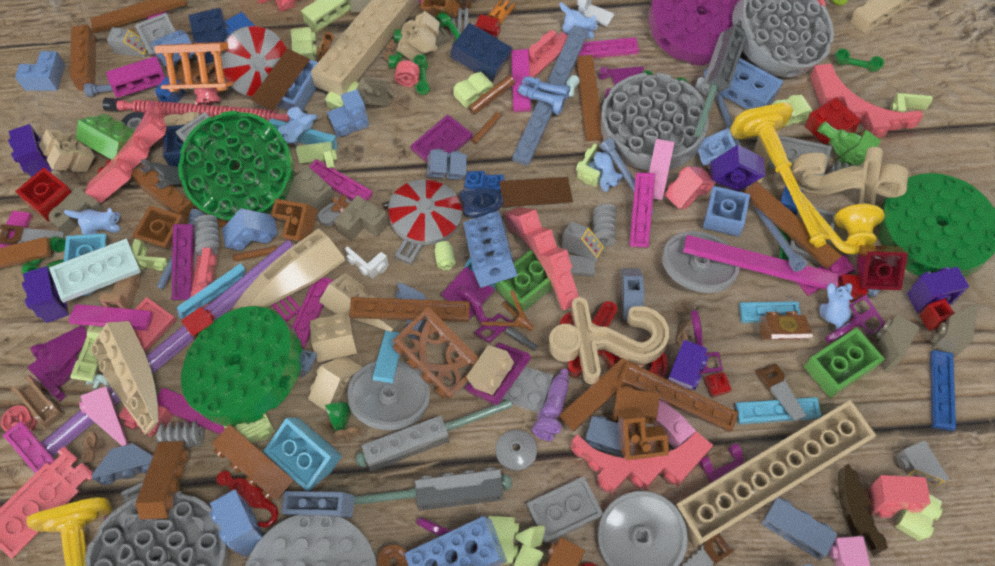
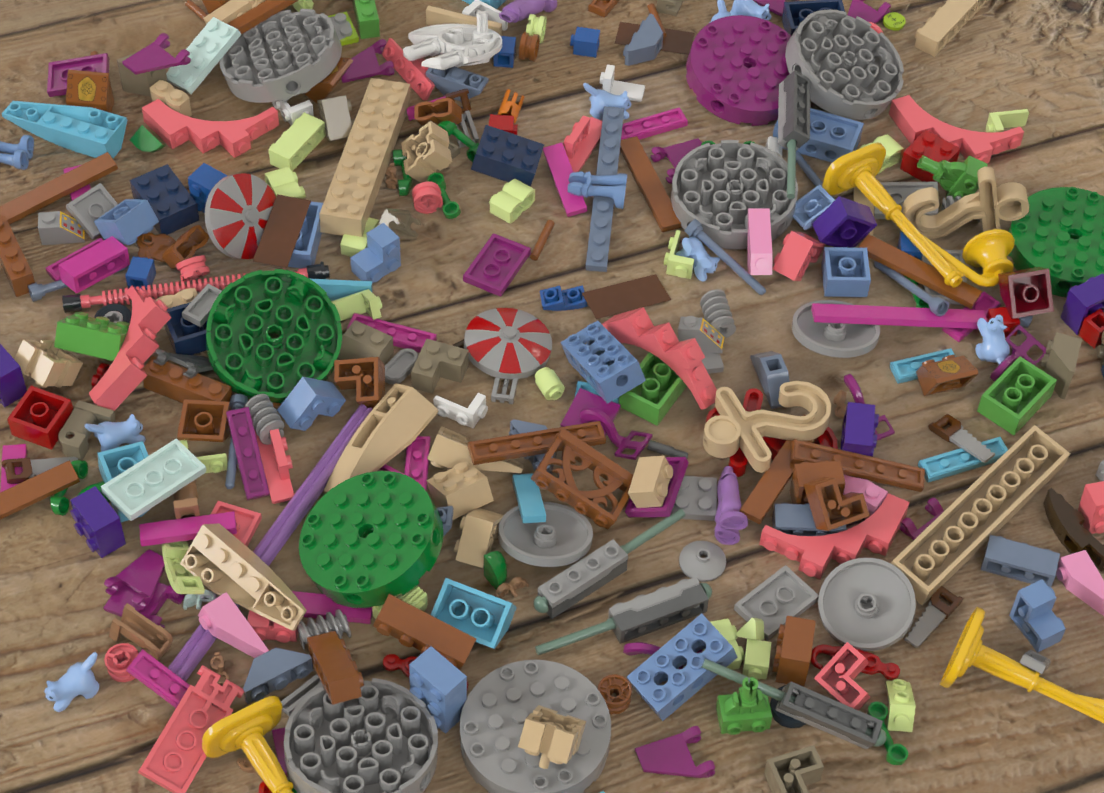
camera: 20 degrees left, 10 degrees down
(197, 321) = (298, 508): red brick -> none
(200, 50) = (163, 217): orange fence -> none
(210, 292) = (295, 477): medium azure tile -> none
(254, 253) = (325, 429): dark orange piece -> none
(296, 125) = (326, 273): light blue animal -> none
(318, 503) = (514, 651): sand blue brick -> none
(325, 45) = (328, 174): dark orange pin -> none
(340, 204) = (408, 355): dark orange plant -> none
(444, 163) = (522, 285): sand blue piece -> none
(480, 201) = (569, 319): dark blue piece -> none
(494, 92) = (533, 205): dark orange pin -> none
(520, 319) = (659, 431): dark orange plant -> none
(572, 81) = (626, 168): light aqua arm -> none
(642, 210) = (755, 289): dark pink tile -> none
(717, 384) = (894, 447): red tile -> none
(843, 57) = (919, 87): green bar -> none

